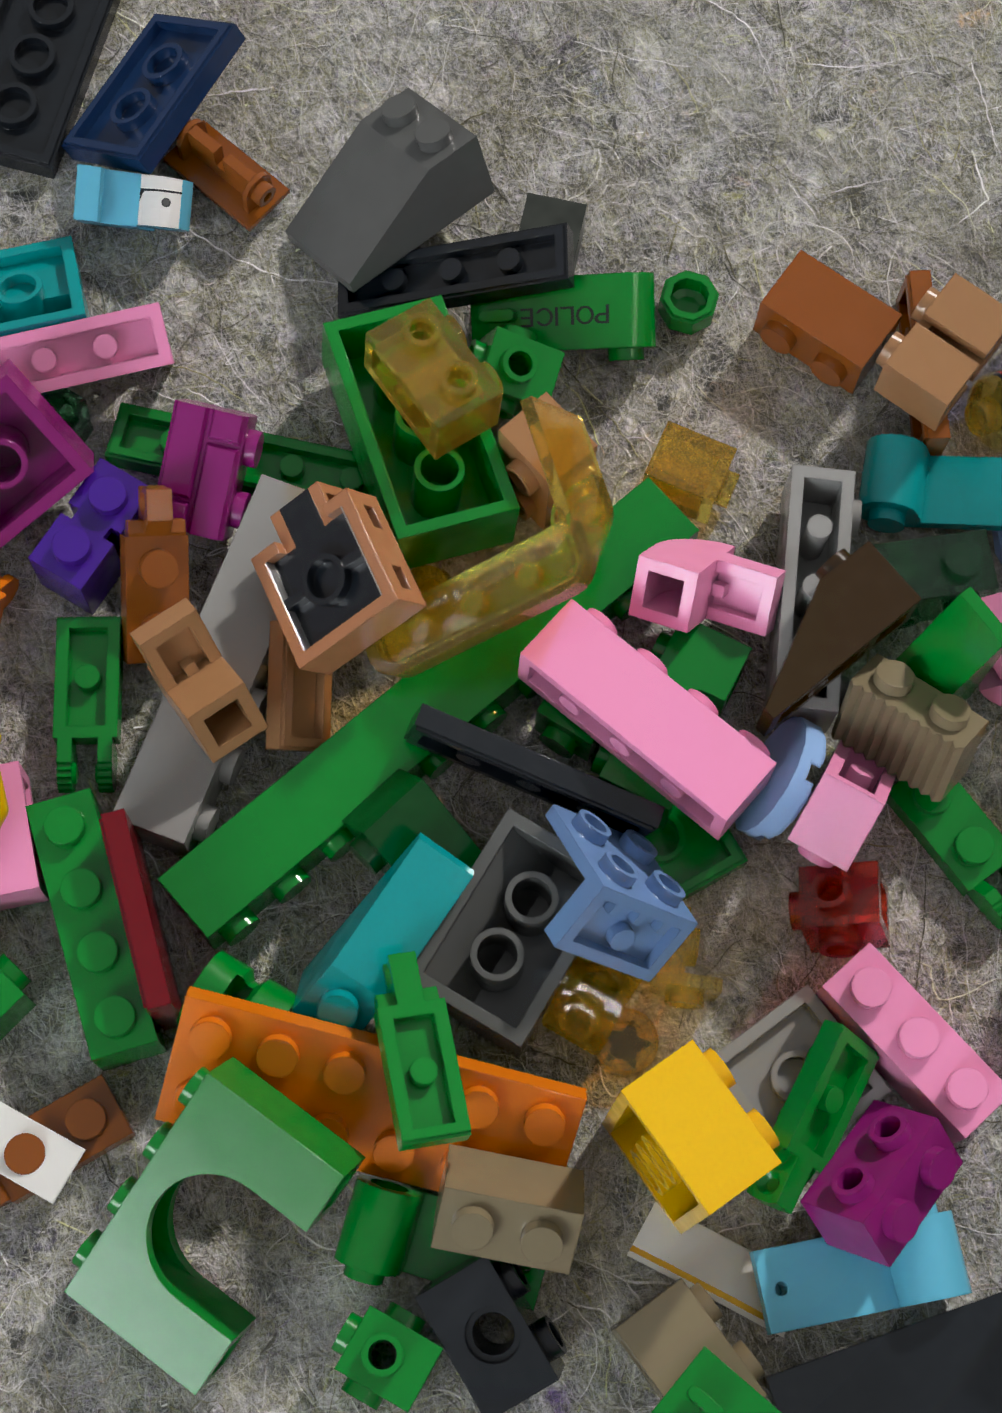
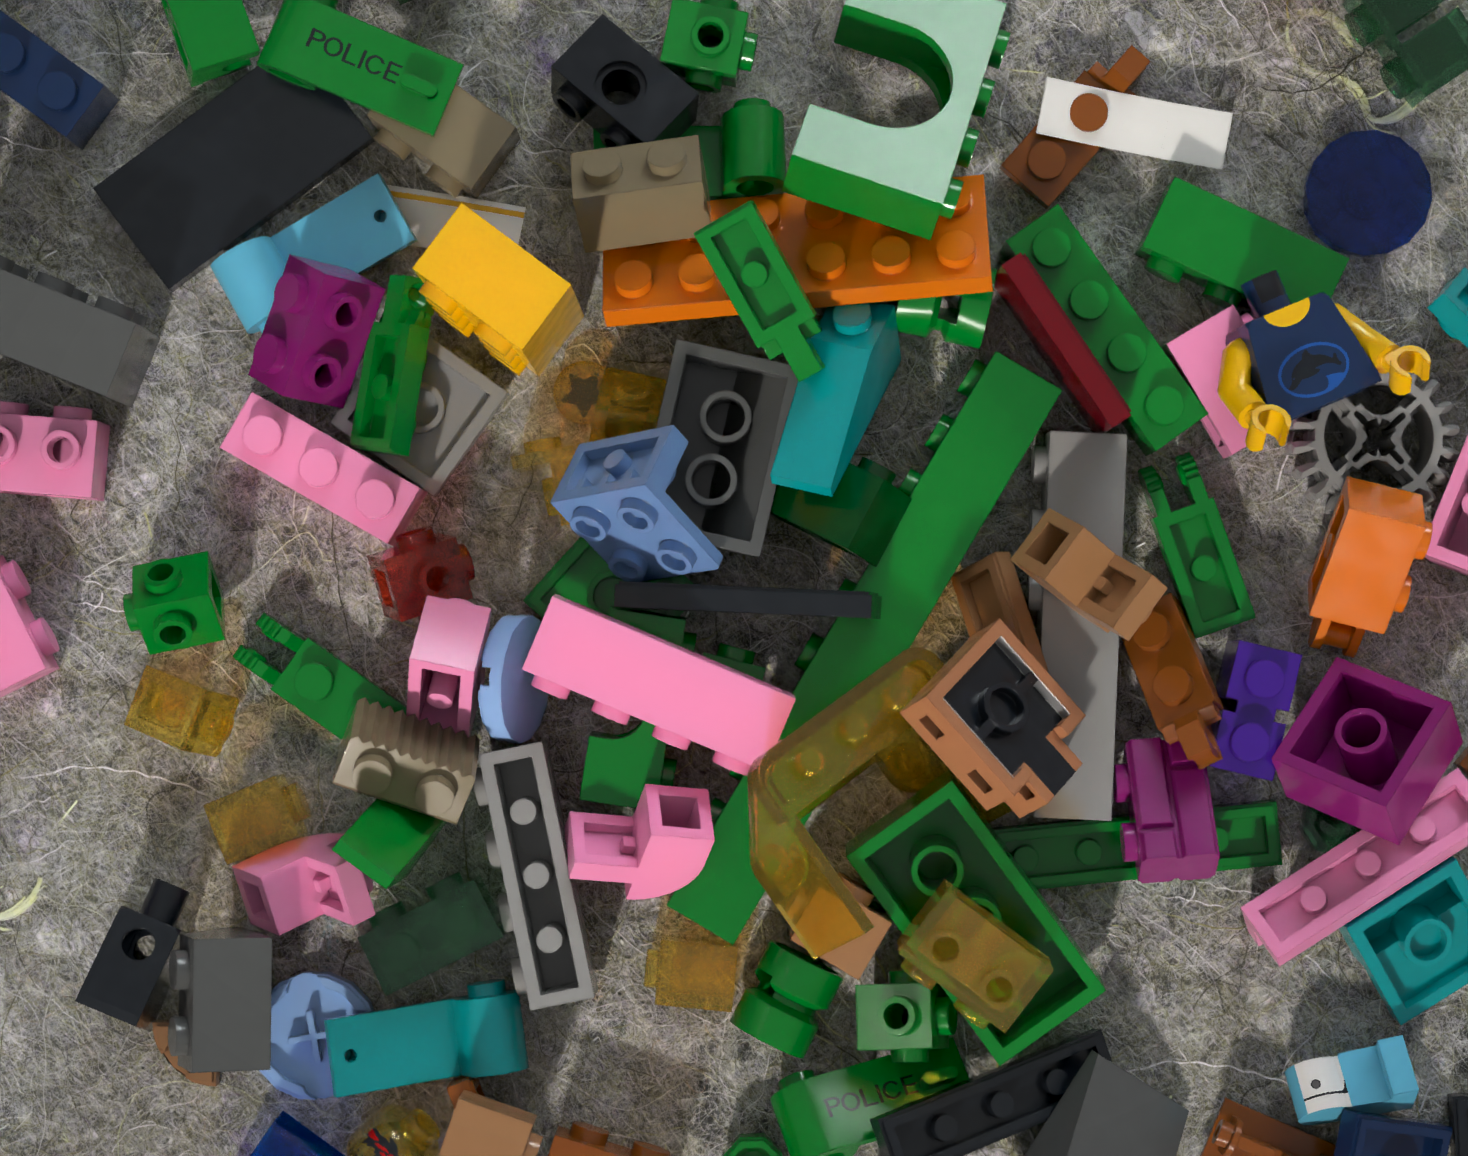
camera: 165 degrees right, 15 degrees up
(622, 415) = (786, 999): none -> green wheel
(848, 615) = (501, 833): dark brown slope -> none

